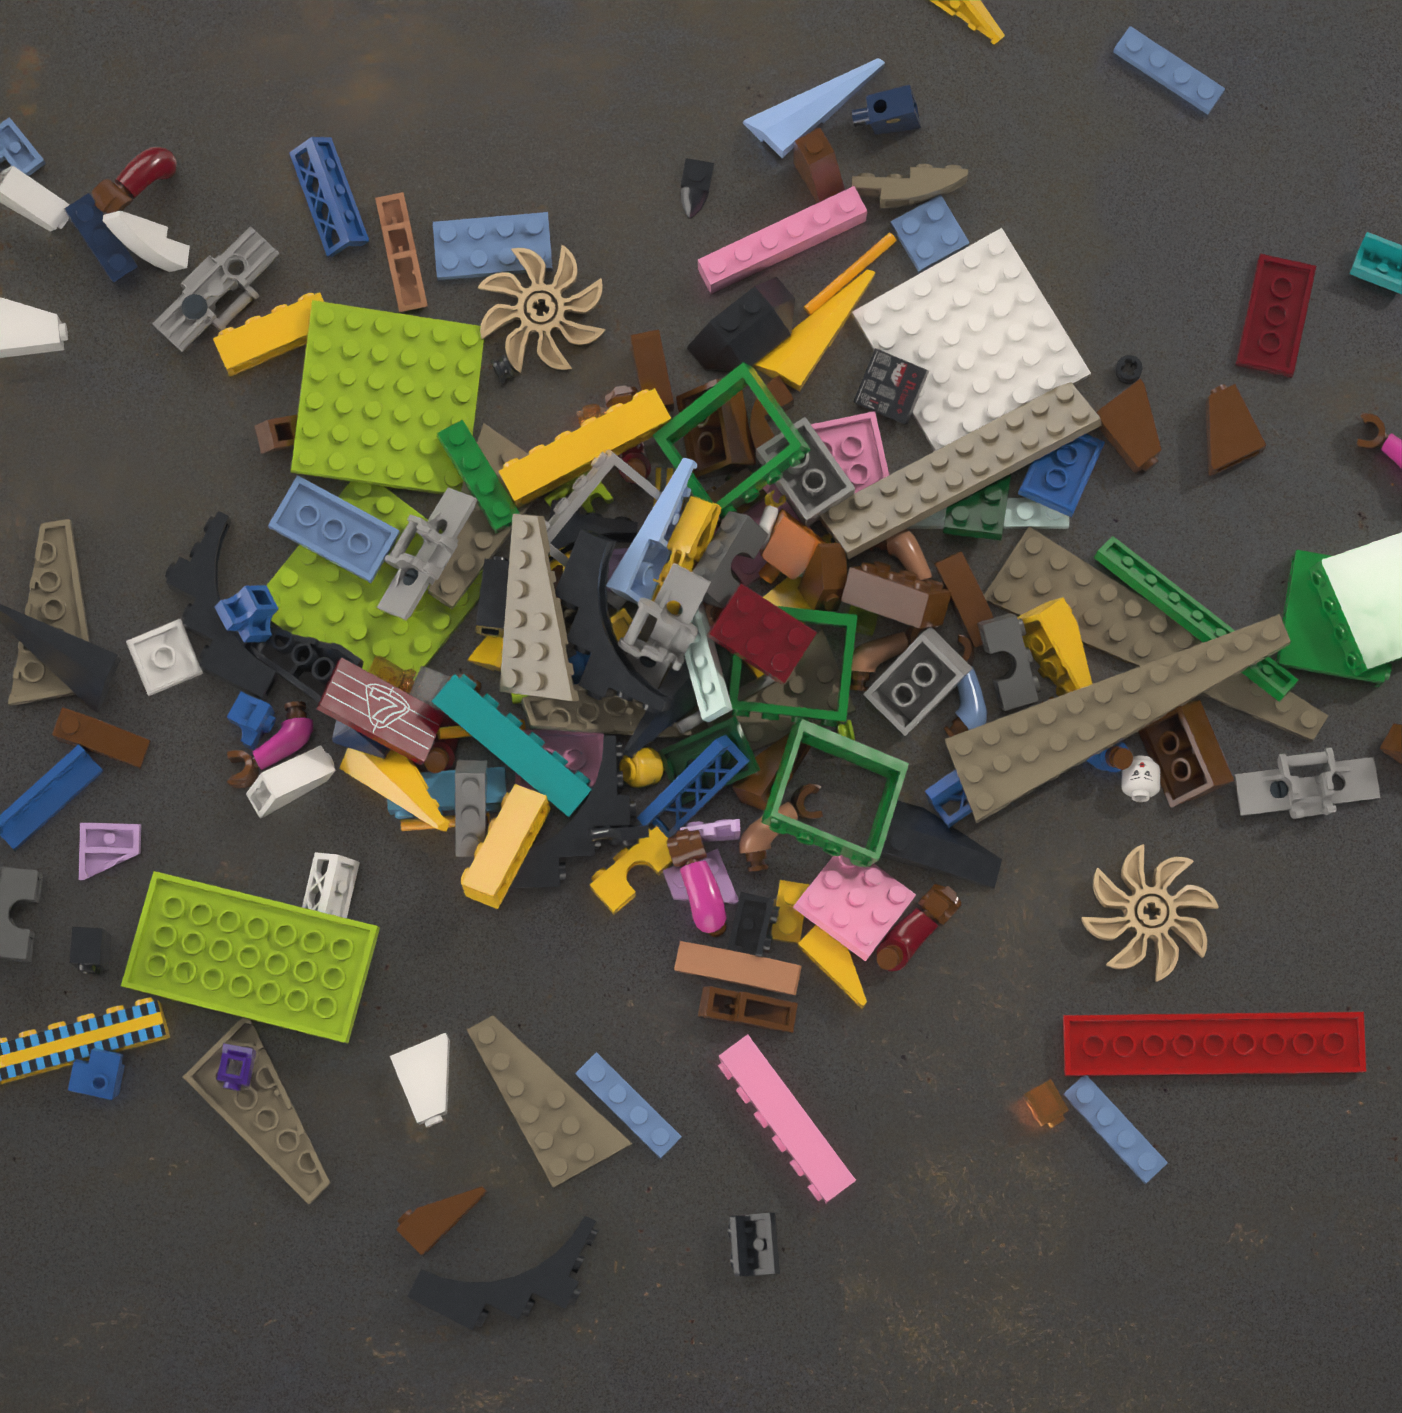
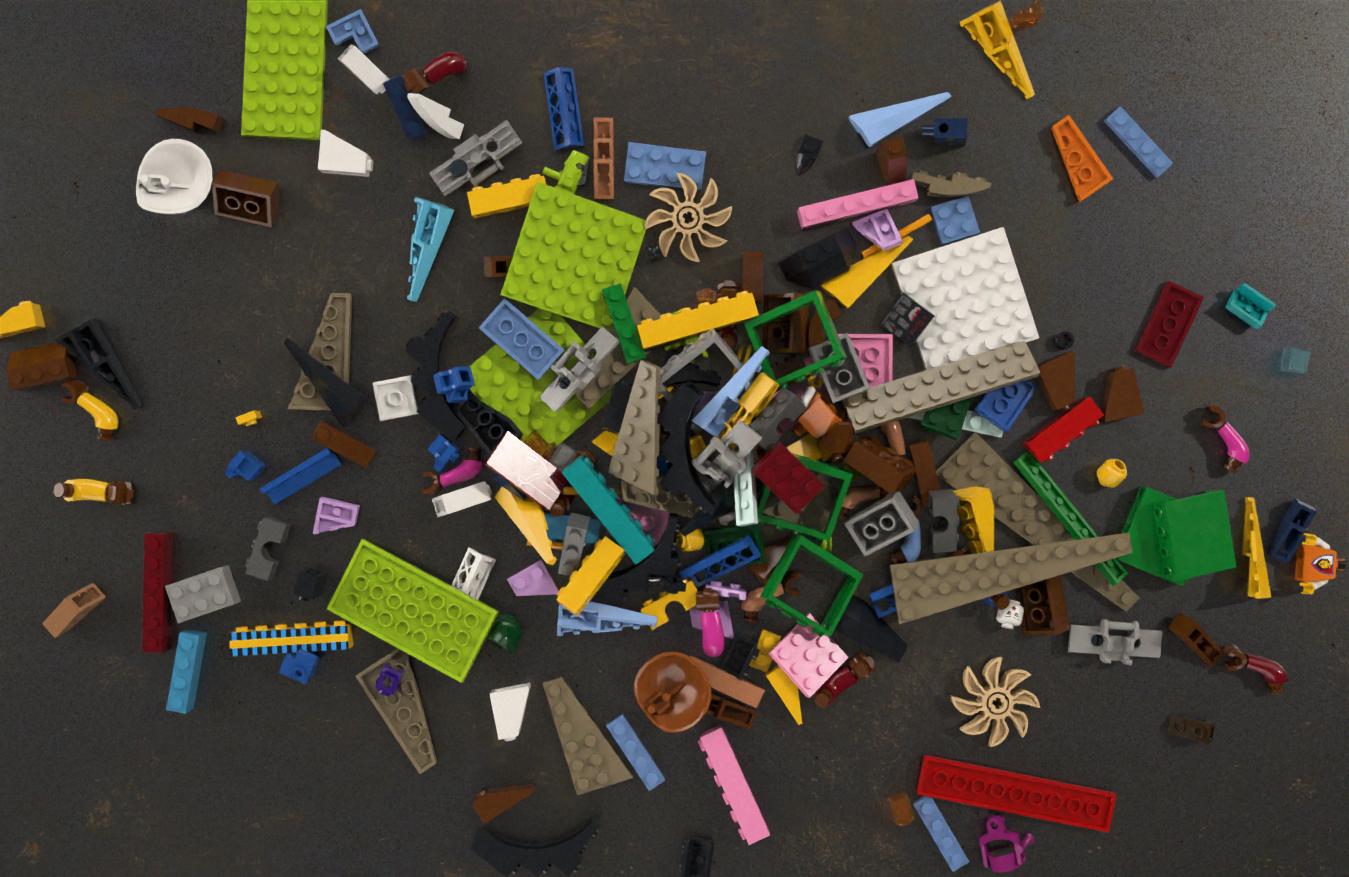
camera: 10 degrees right, 10 degrees up
(168, 405) = (430, 228): none -> medium azure wedge
(362, 280) = (573, 174): none -> lime piece
(394, 961) = (505, 633): none -> dark green helmet
(422, 882) = (533, 581): none -> lavender wing
(531, 912) = (601, 618): none -> light blue wedge
(661, 992) = (672, 691): none -> dark orange piece
(822, 268) = (879, 229): none -> lavender wing
(1094, 116) = (1080, 159): none -> orange wing
(1156, 495) = (1063, 429): none -> red brick
(1220, 1140) = (1003, 858): none -> magenta piece
(1241, 541) = (1111, 473): none -> yellow head

